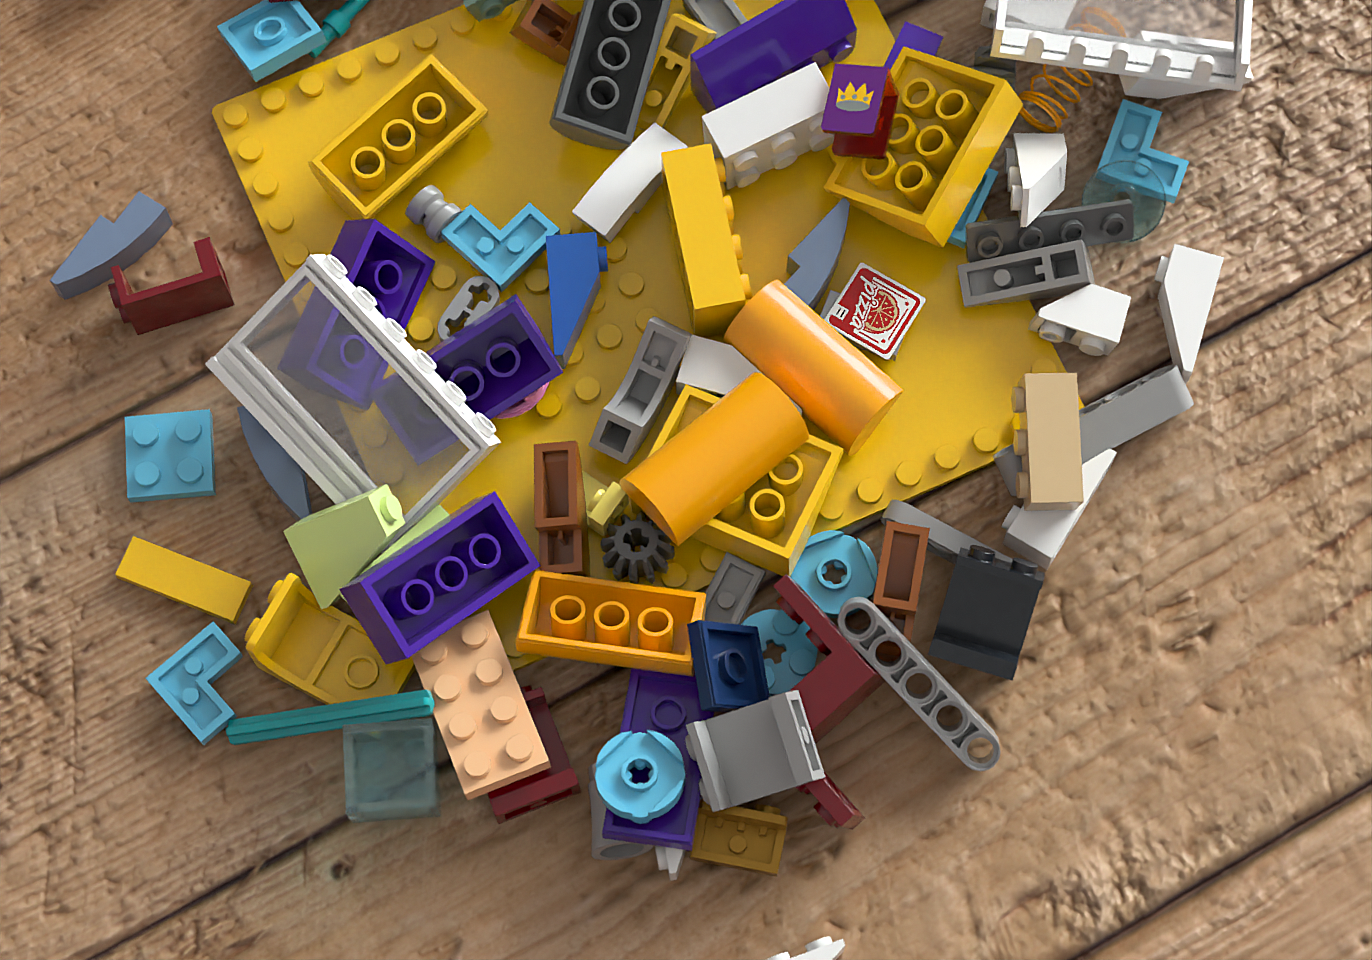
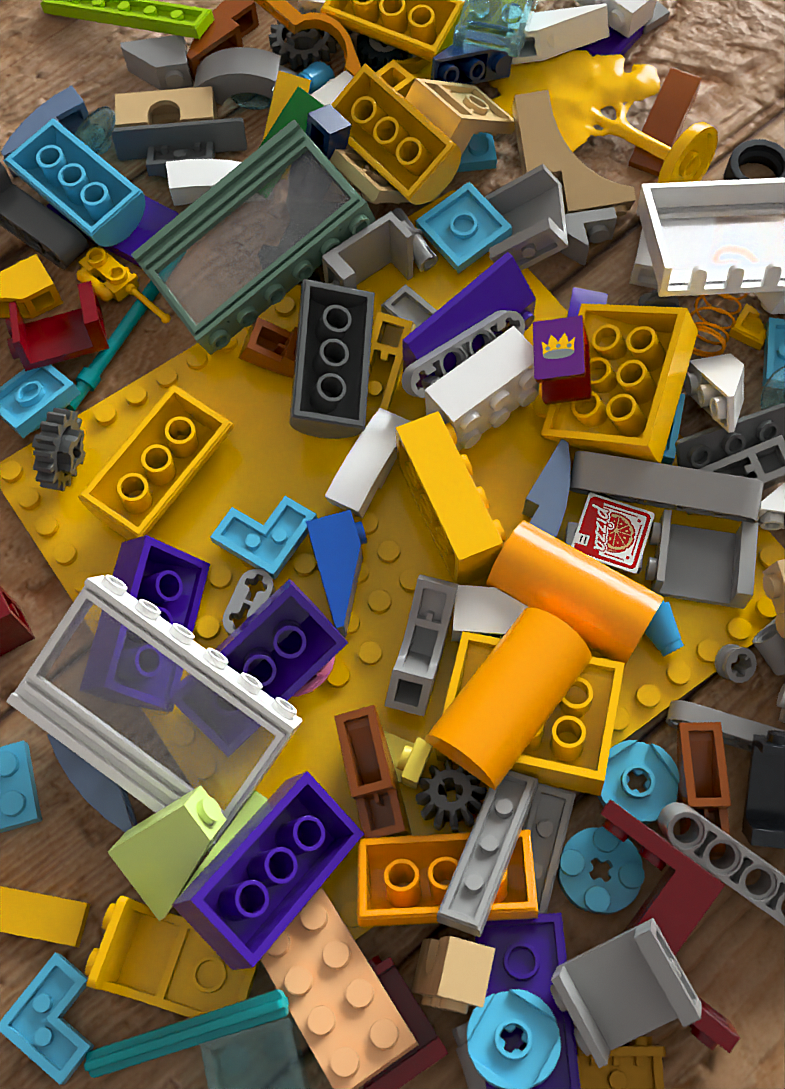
camera: 10 degrees left, 5 degrees down
(294, 104) = (58, 449): none -> dark grey gear
(432, 212) = (198, 520): light grey wheel -> none
(596, 708) = (452, 973): none -> tan arch
(658, 603) = (487, 854): none -> light grey tile
(727, 665) = (570, 902): dark blue tile -> none
(756, 73) = (461, 347): none -> light grey beam
(901, 423) = (664, 630): none -> dark azure cone
(943, 271) = (666, 486): none -> light grey beam
(962, 361) = (703, 563): none -> light grey panel
(963, 465) = (743, 670): none -> light grey bush
(1100, 105) = (749, 328): none -> yellow tile

